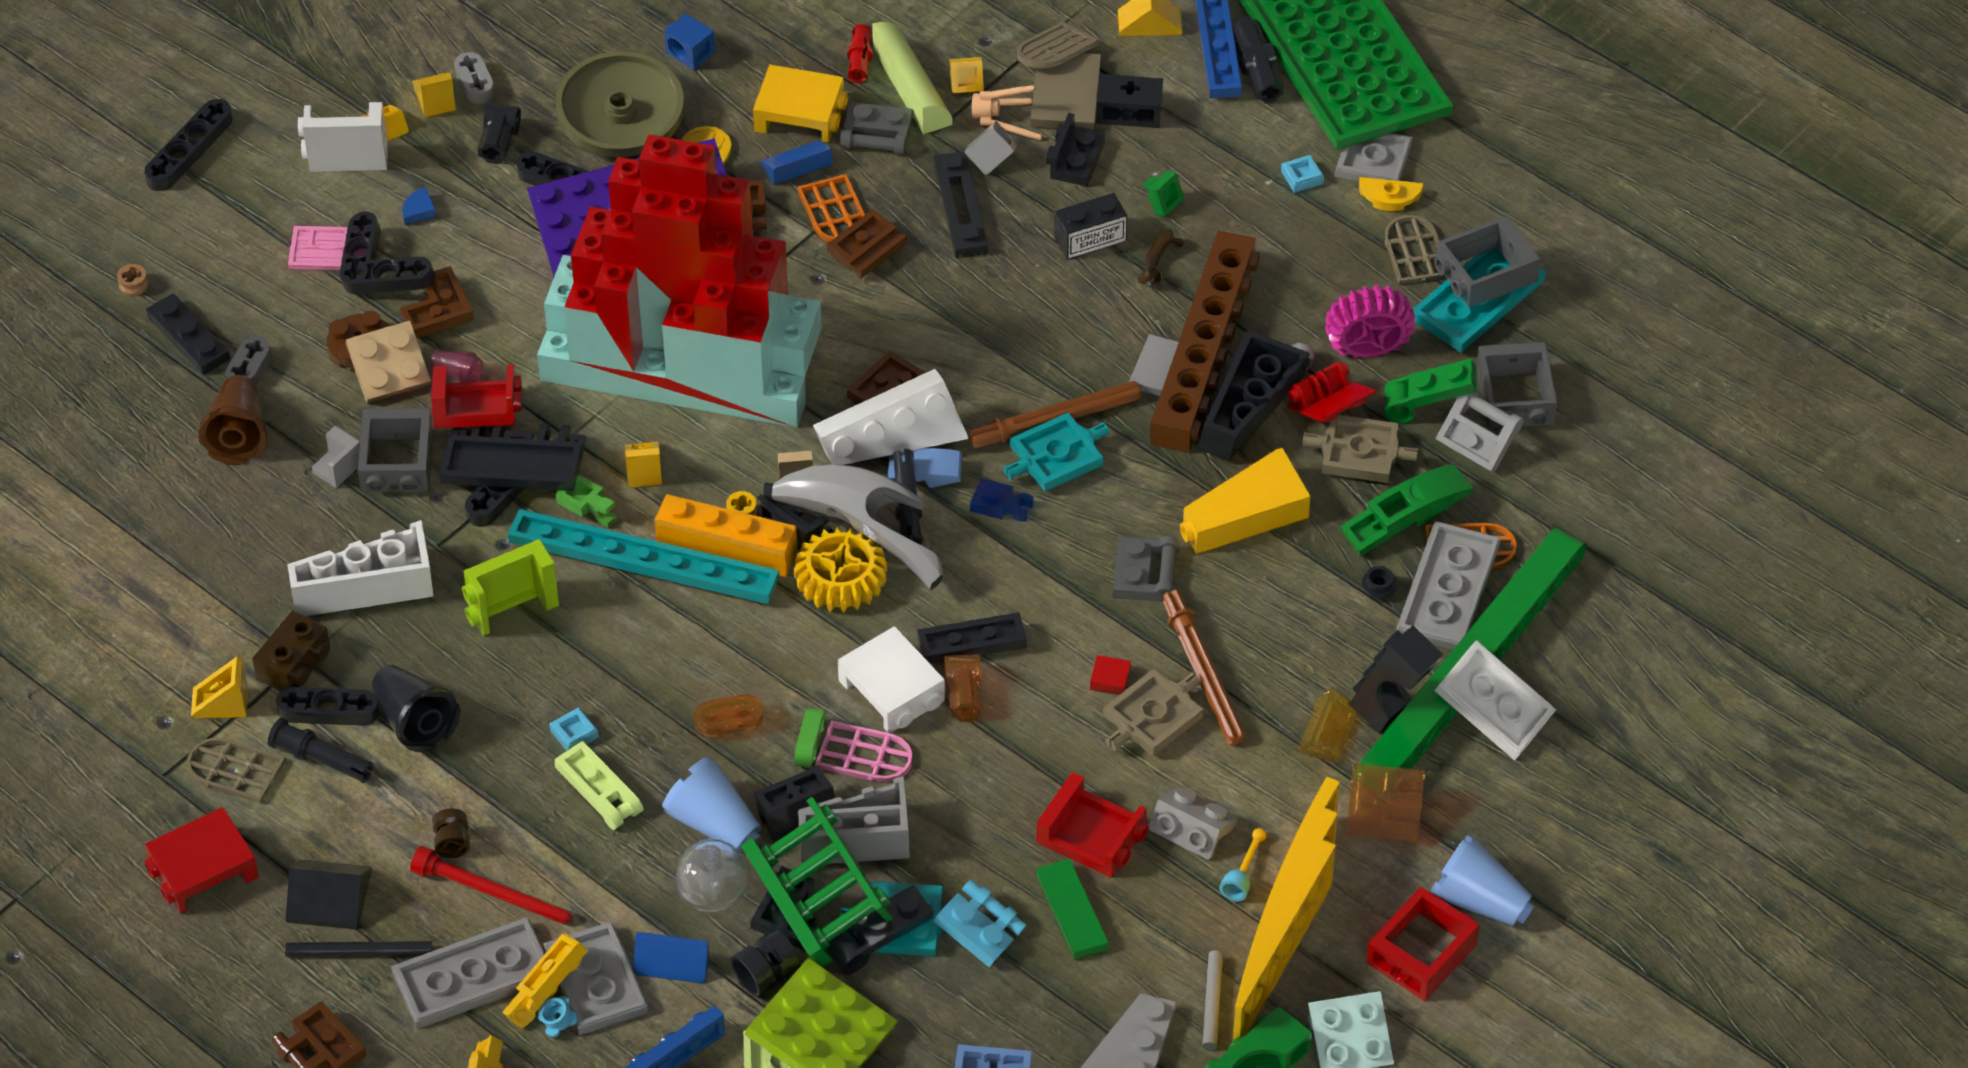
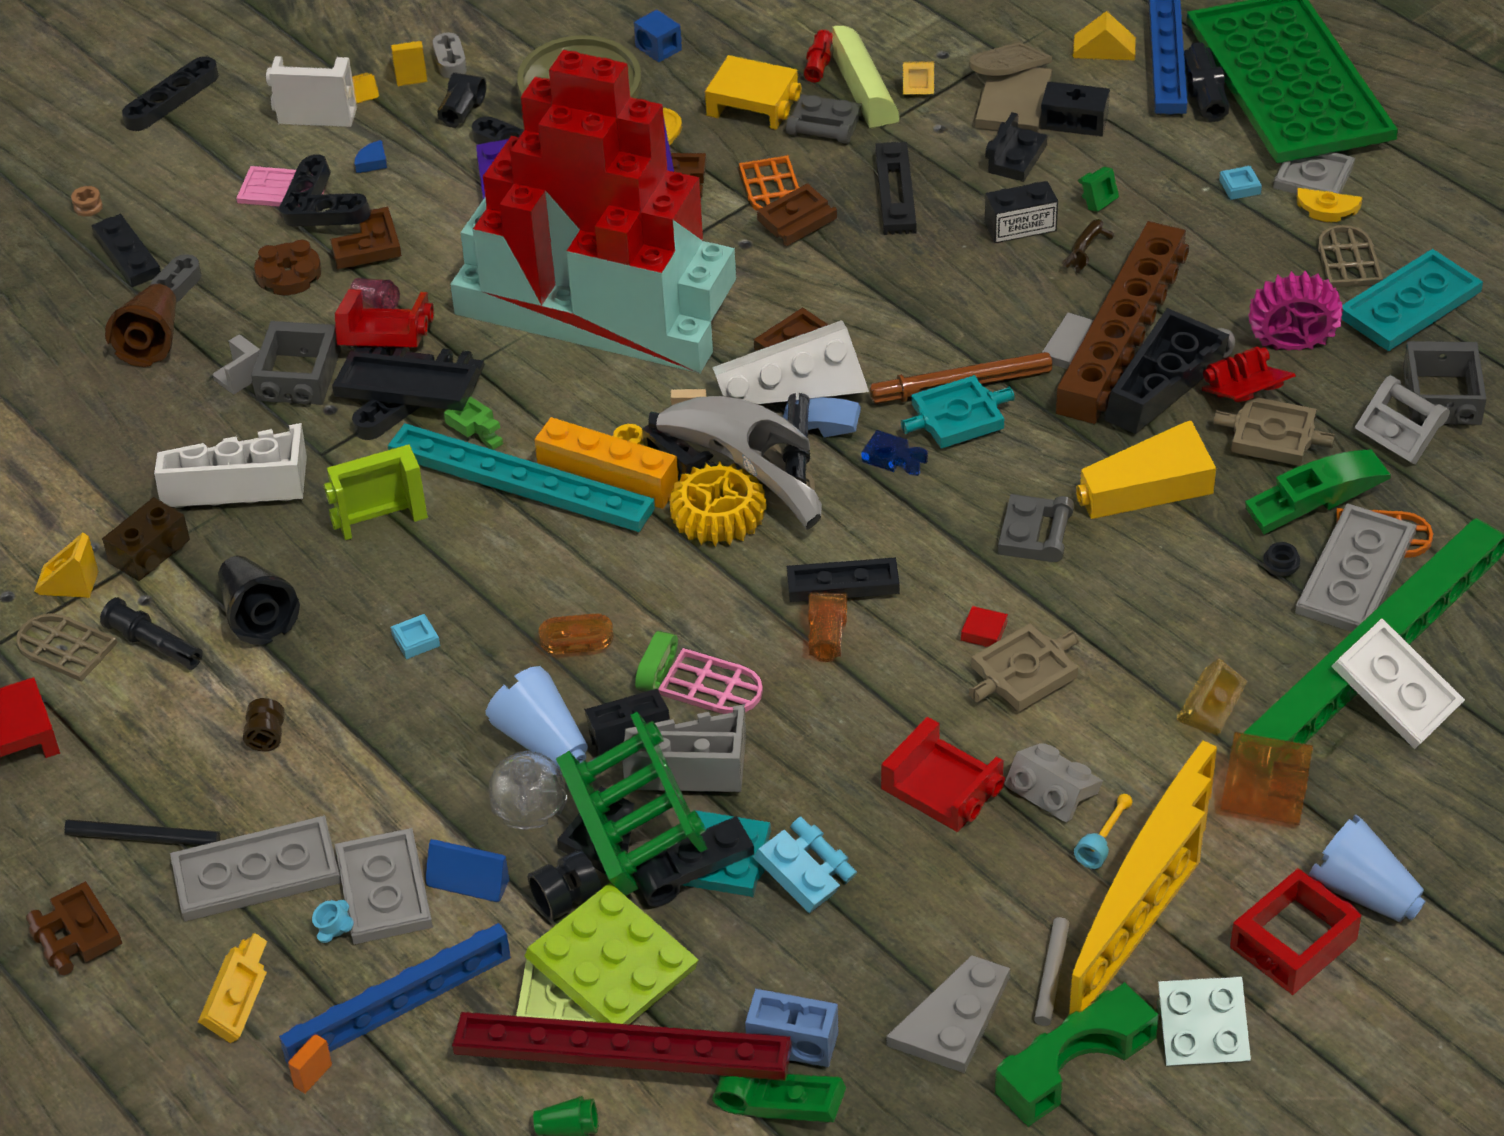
camera: 10 degrees right, 5 degrees down
(317, 696) = (147, 588): black beam -> none
(326, 893) = (122, 774): black slope -> none
(388, 362) = (307, 284): tan plate -> none
(426, 863) = (233, 752): red piece -> none
(544, 979) = (323, 881): yellow hinge -> none
(598, 784) = (427, 690): yellowish green plate -> none
(643, 464) = (537, 392): yellow slope -> none
(797, 162) = (743, 143): blue slope -> none
(893, 678) = (753, 611): white panel -> none
(988, 105) = (933, 106): light nougat plant -> none
(991, 148) = (932, 140): light grey panel -> none
(1071, 909) = (909, 860): green tile -> none
(1183, 622) = (1067, 580): dark orange axle -> none
(1398, 665) = (1299, 627): black arch -> none
(1428, 387) = (1350, 374): green plate -> none
(1499, 234) = (1436, 241): dark grey window -> none

